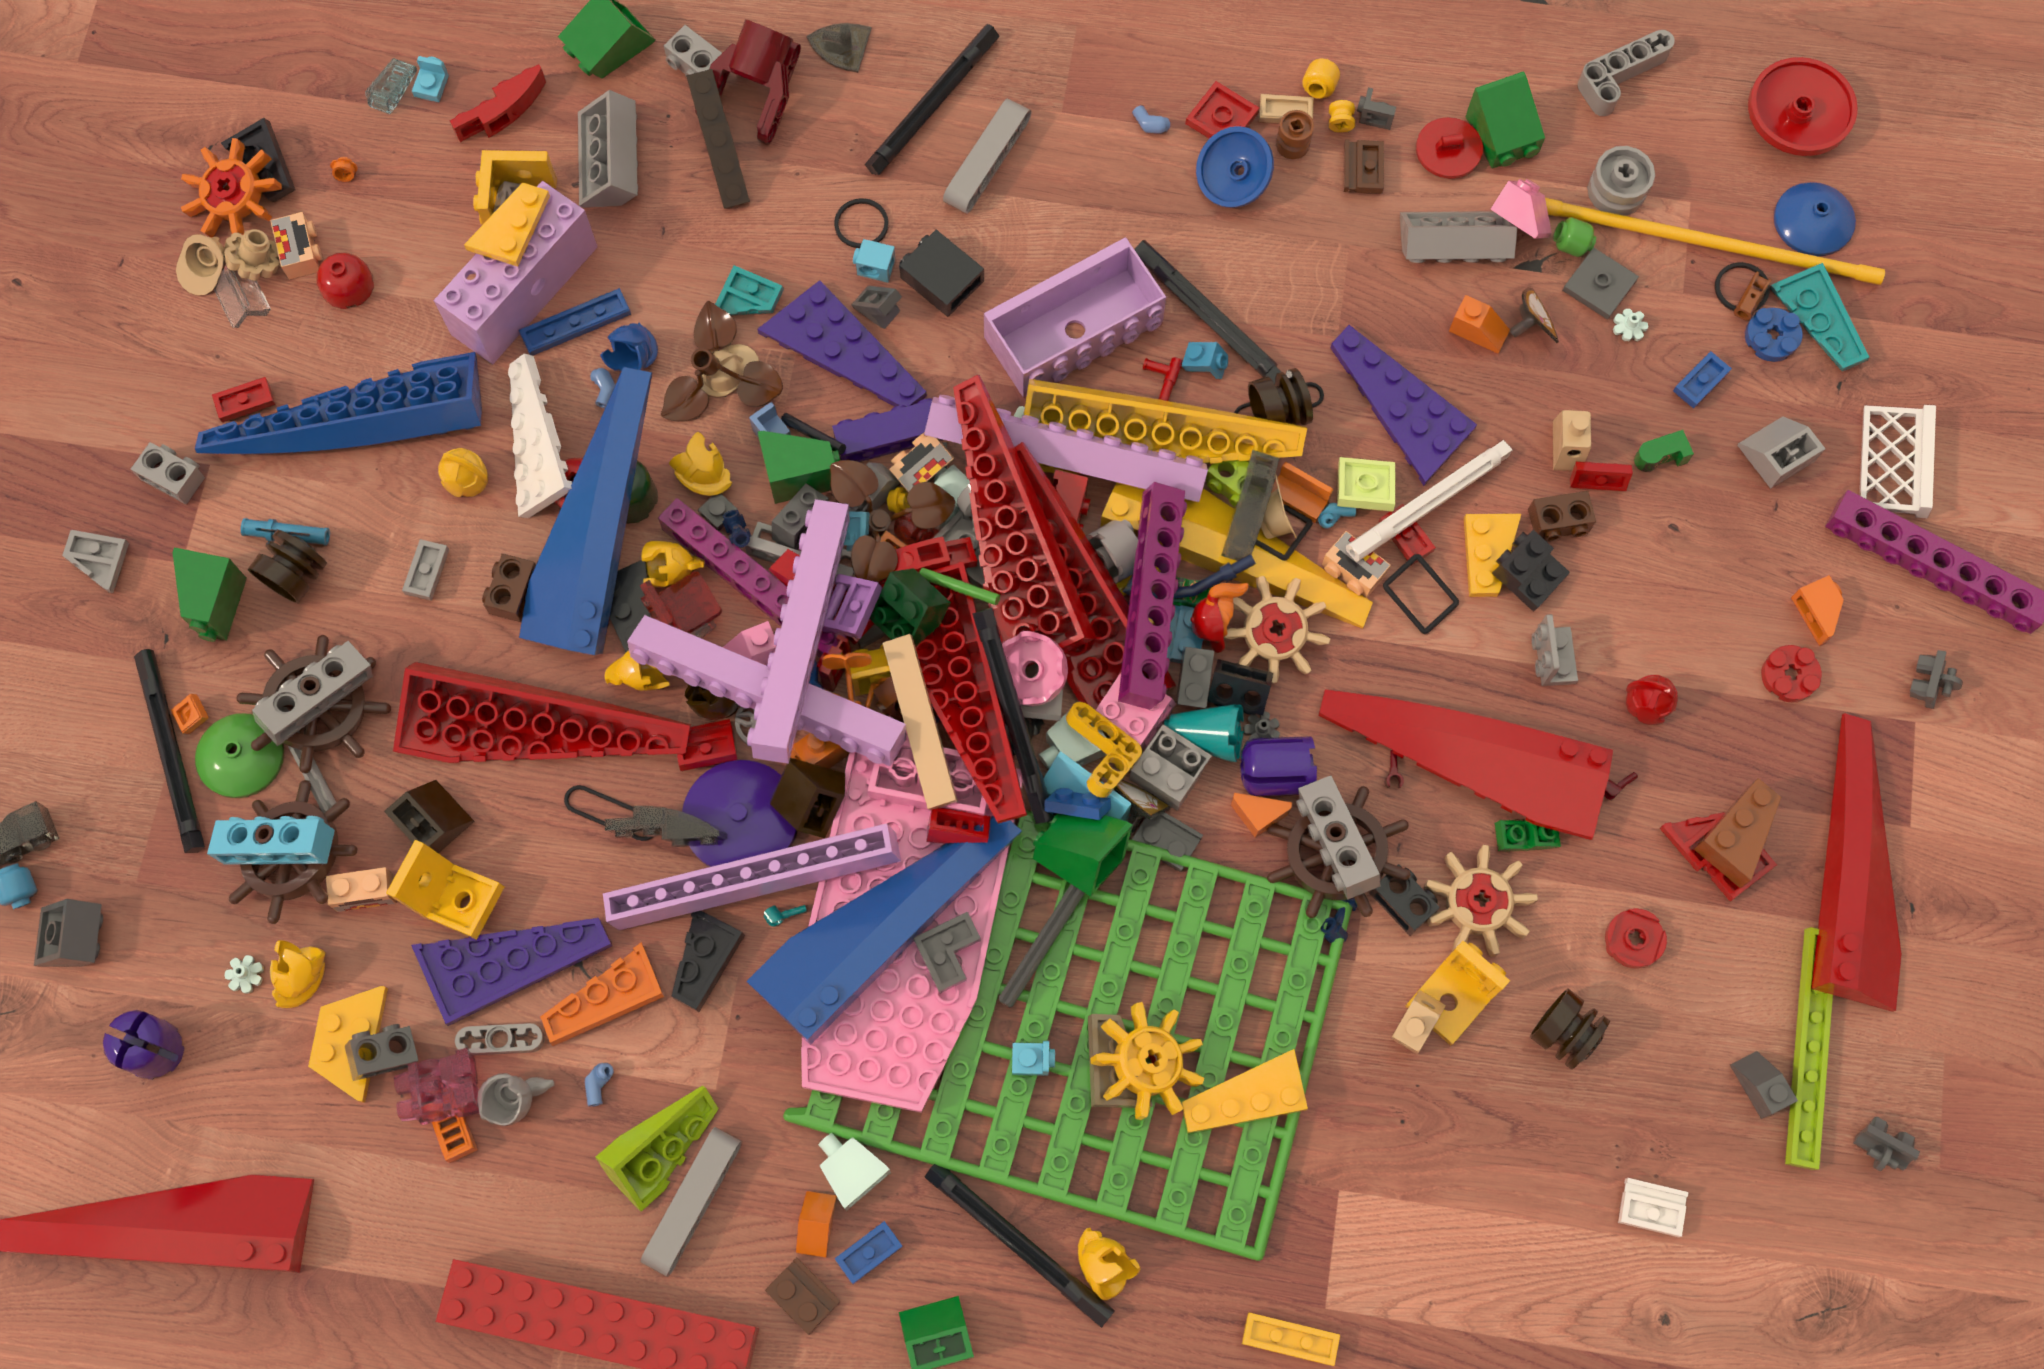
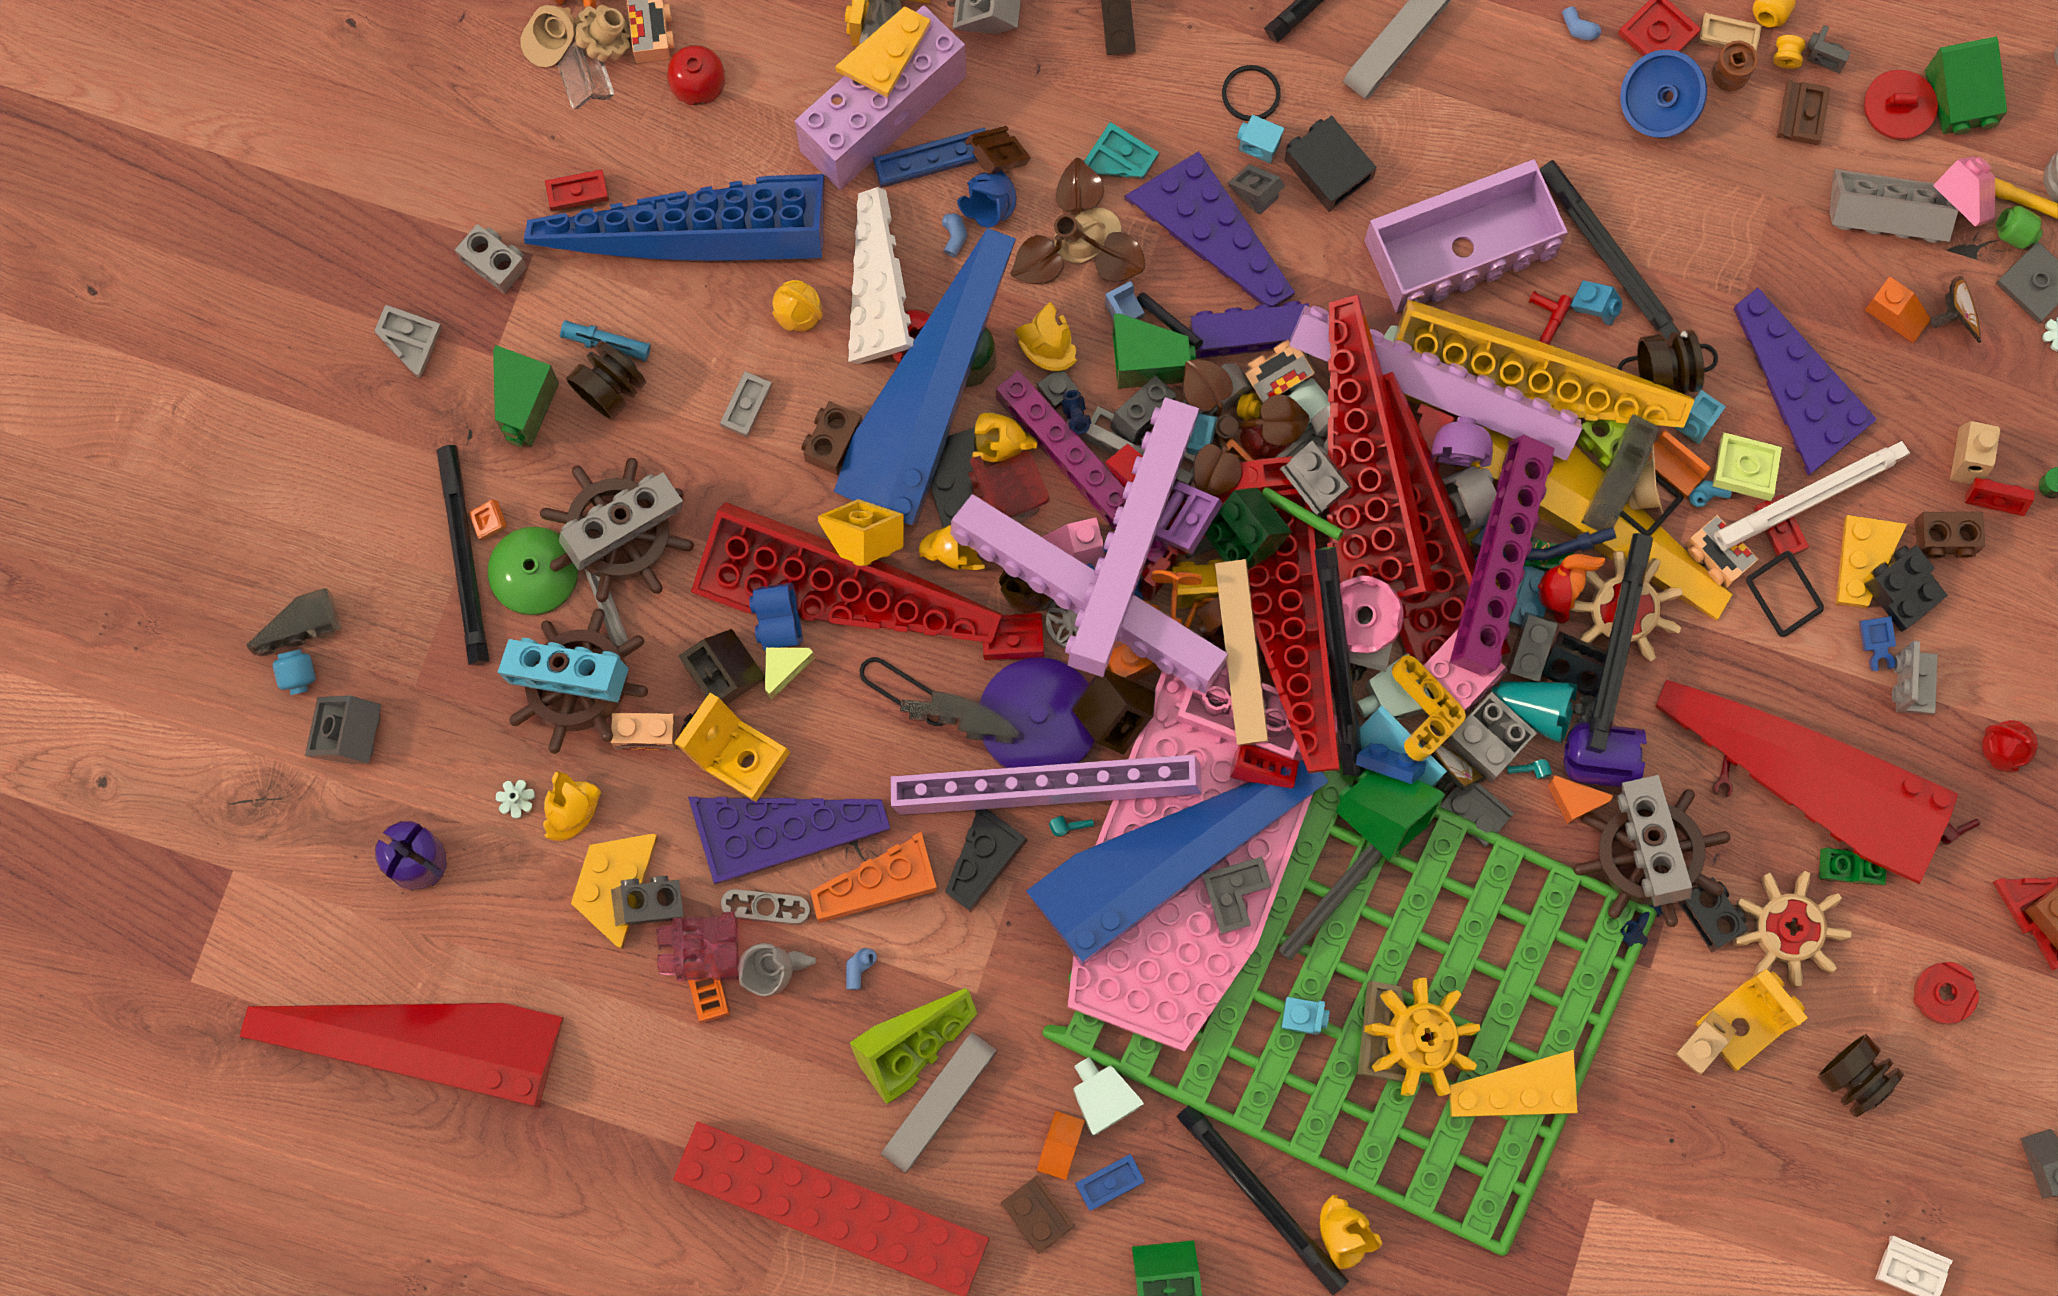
camera: 10 degrees right, 5 degrees up
(476, 760) = (777, 616): none -> blue brick
(489, 807) = (784, 666): none -> yellowish green slope
(548, 667) = (863, 531): none -> yellow slope
(632, 305) = (997, 150): none -> reddish brown plate
(967, 550) = (1316, 477): none -> plate
(1099, 499) = (1463, 443): none -> medium lavender cylinder
(1221, 789) = (1540, 767): none -> teal hand
(1274, 659) = (1619, 642): none -> black piece
(1316, 447) = (1701, 417): none -> medium azure bracket
(1513, 619) = (1878, 636): none -> blue plate

